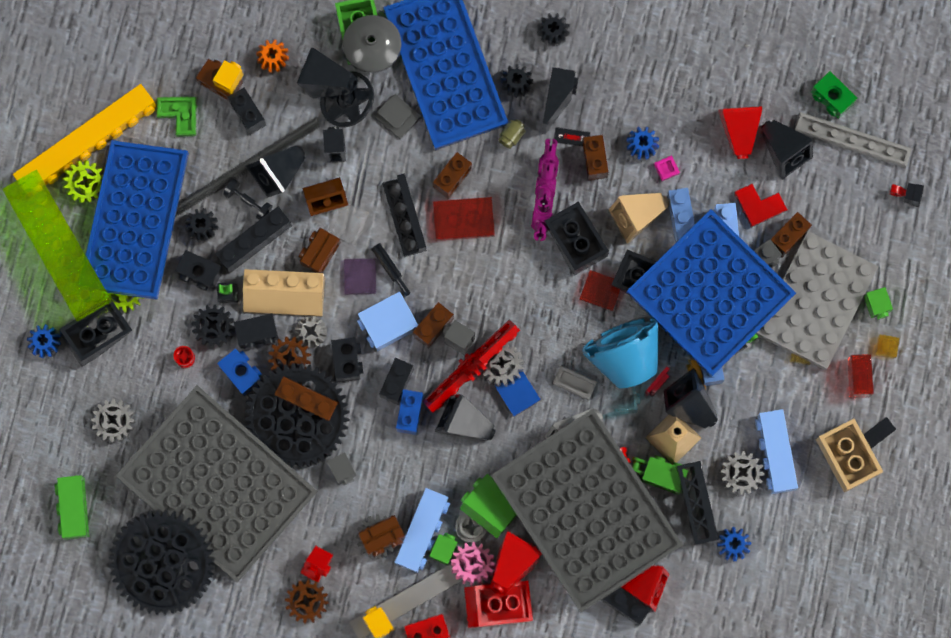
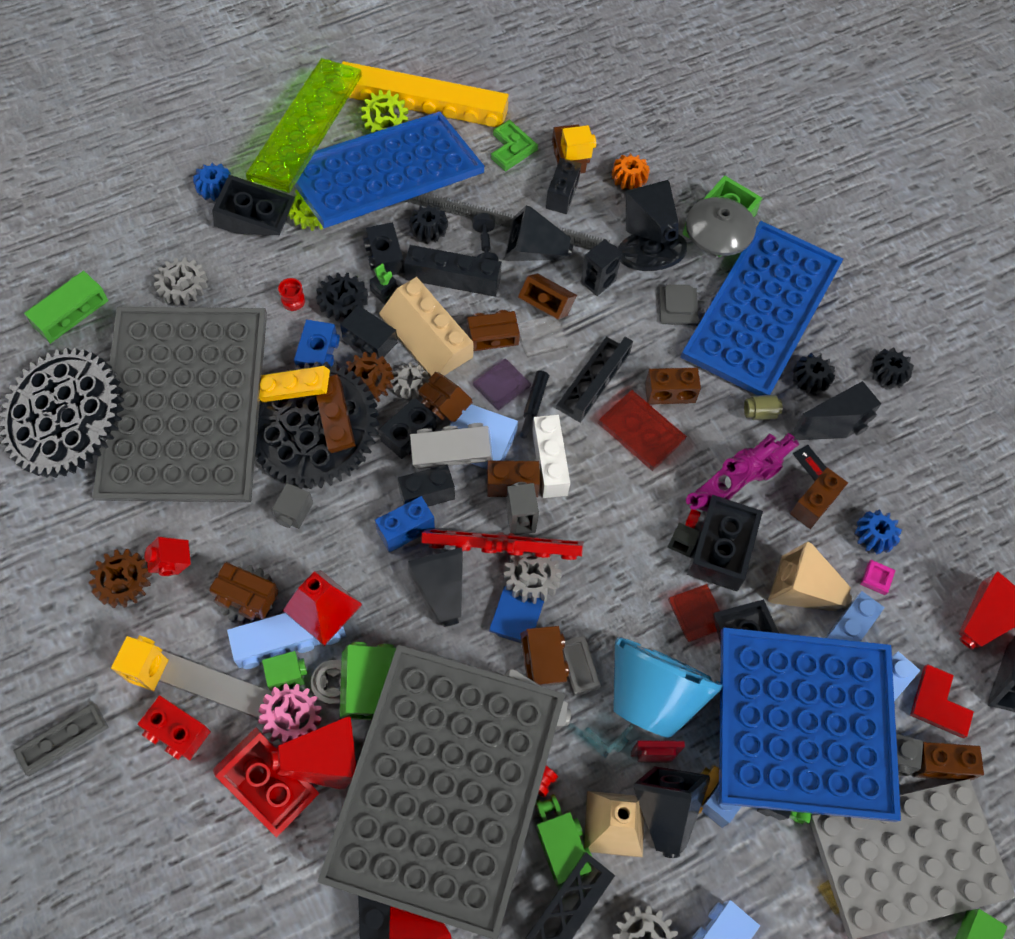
camera: 45 degrees right, 15 degrees down
(266, 407) = (294, 384): none -> yellow plate
(347, 322) = (444, 397): none -> reddish brown brick
(387, 346) = (451, 446): none -> light grey brick
(426, 508) = (321, 606): none -> red slope
(437, 290) = (551, 456): none -> white brick
(552, 257) = (685, 535): none -> pearl dark grey piece
(556, 399) = (544, 655): none -> reddish brown brick

